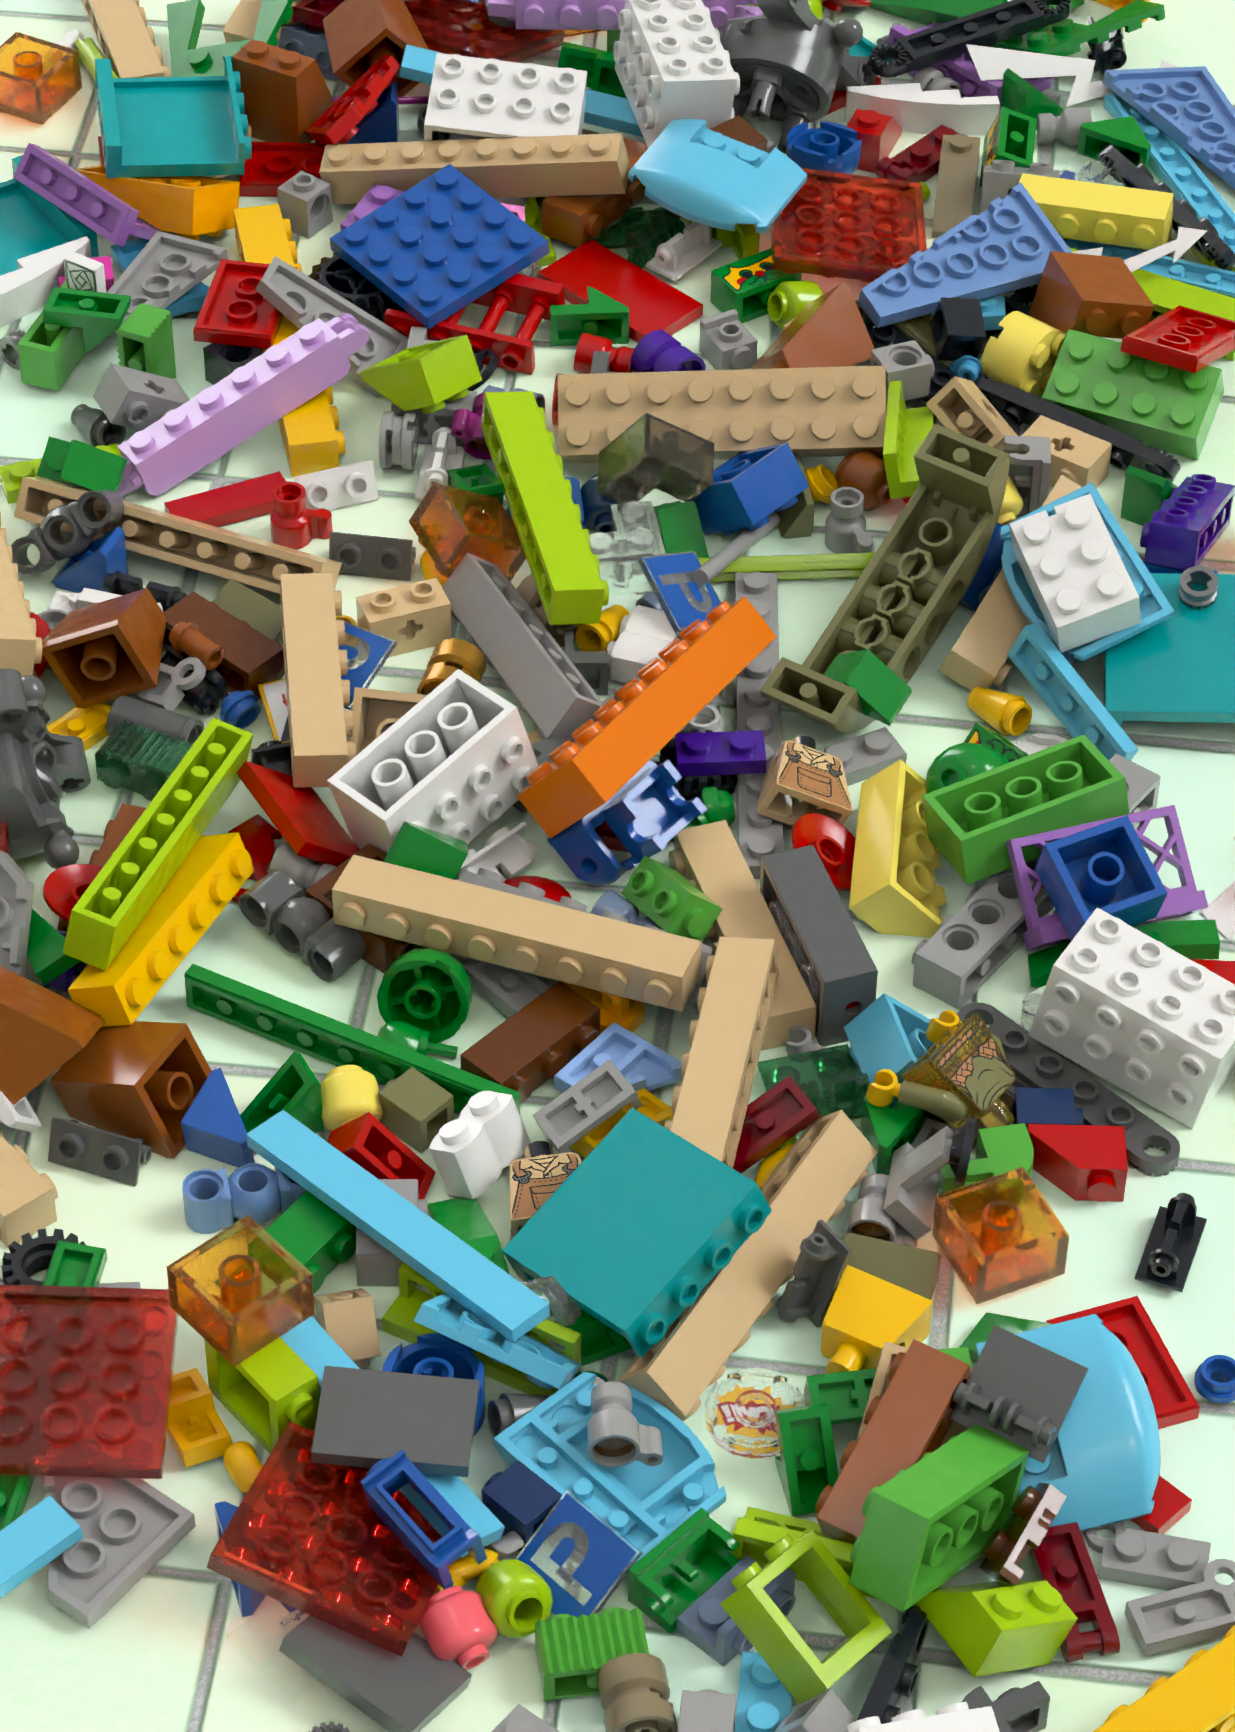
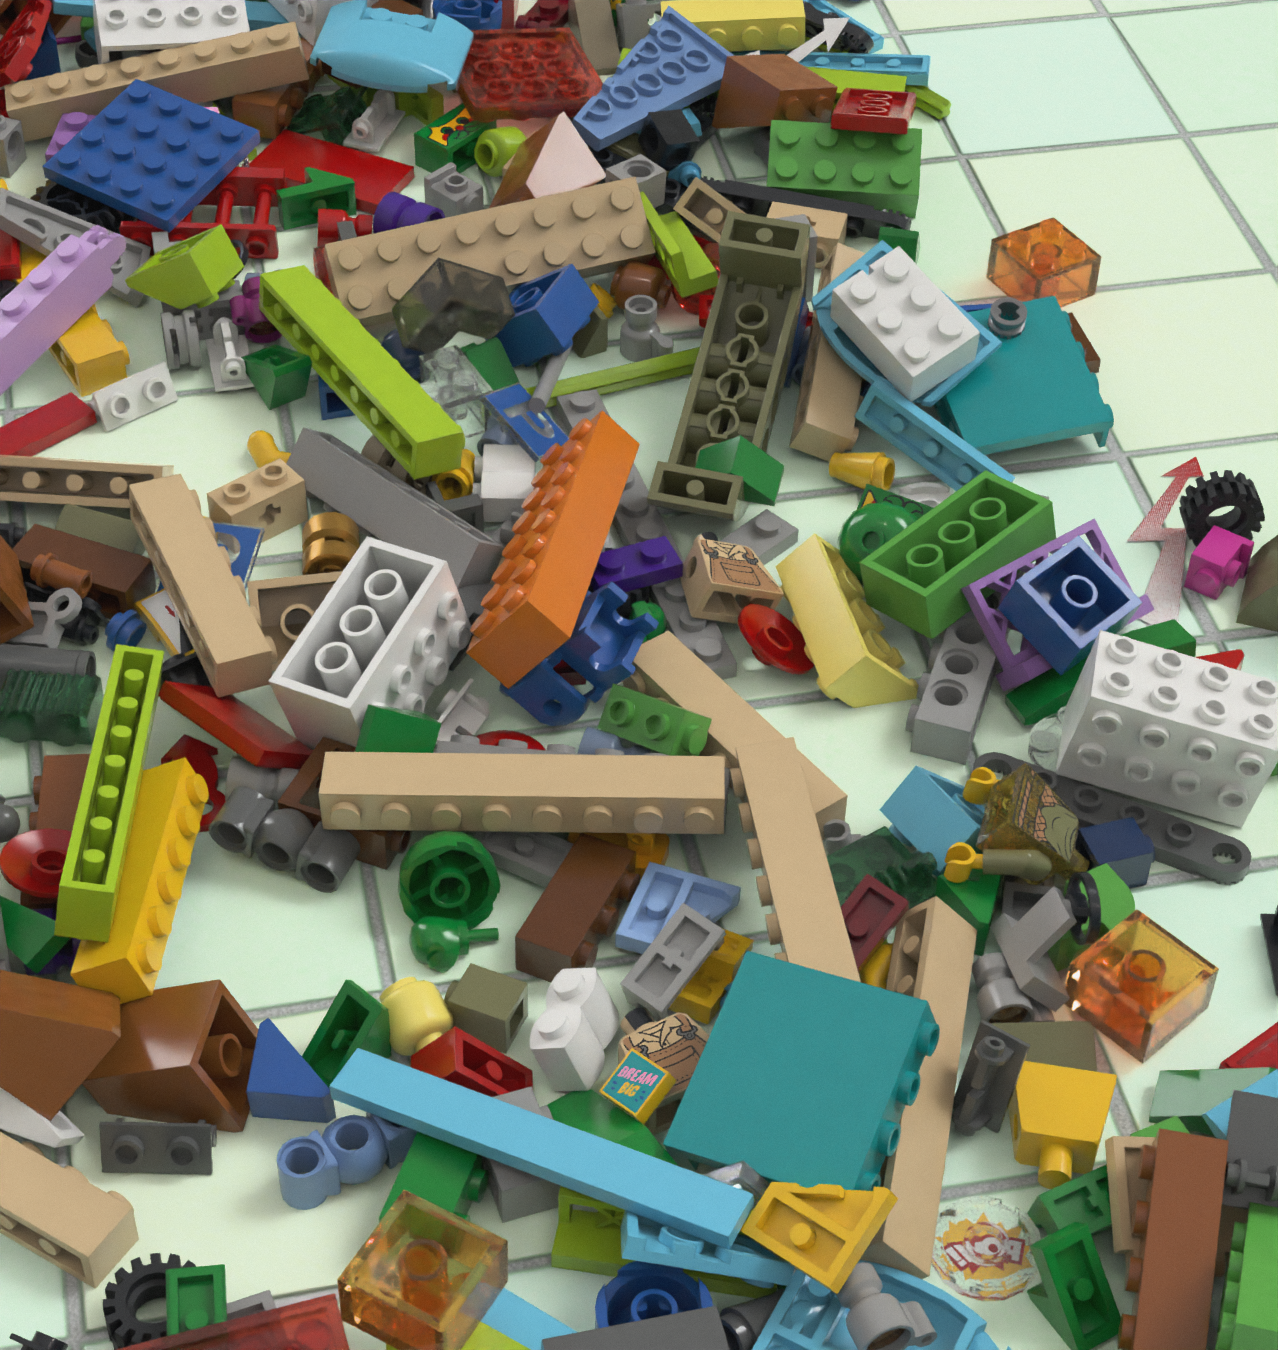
camera: 20 degrees left, 0 degrees up
(293, 523) = (104, 436): red piece -> none
(324, 1036) = (360, 953): green tile -> none
(350, 1322) = (535, 1270): tan slope -> none
(372, 555) = (199, 452): dark grey hinge -> none
(464, 522) = (283, 402): clear orange brick -> none
(505, 1200) = (637, 1086): none -> tile
(592, 1343) = (818, 1227): none -> yellow wing
(819, 939) = (826, 725): dark grey brick -> none
(1022, 353) = (733, 150): light yellow brick -> none
(1082, 1159) = (1174, 885): red slope -> none
(1188, 522) = (955, 264): dark purple brick -> none

